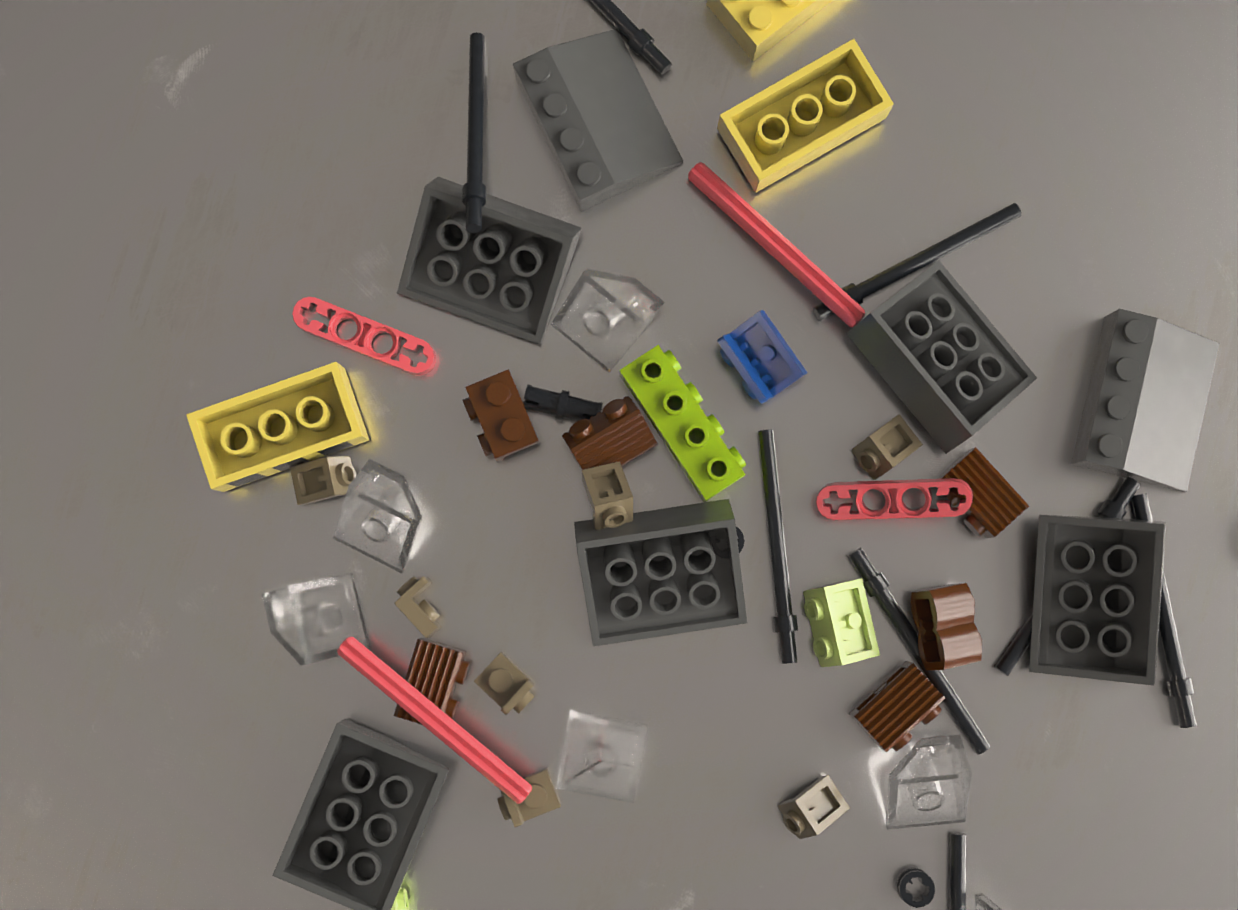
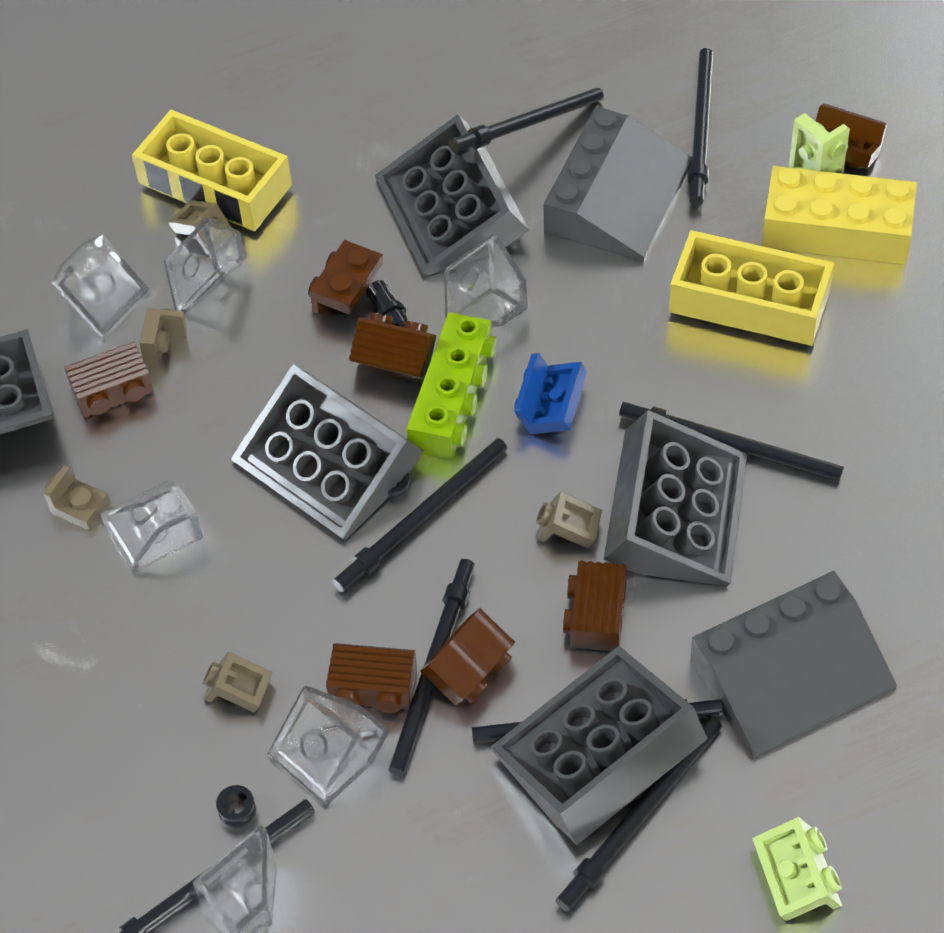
camera: 50 degrees right, 30 degrees down
(366, 331) = (326, 178): coral beam -> none
(434, 719) = (82, 386): coral axle -> none
(506, 684) = (150, 427): dark tan bracket -> none
(608, 495) = (345, 364): dark tan bracket -> none
(776, 244) = (642, 339): coral axle -> none
(841, 623) = (404, 594): yellowish green bracket -> none
(893, 494) = (528, 549): coral beam -> none

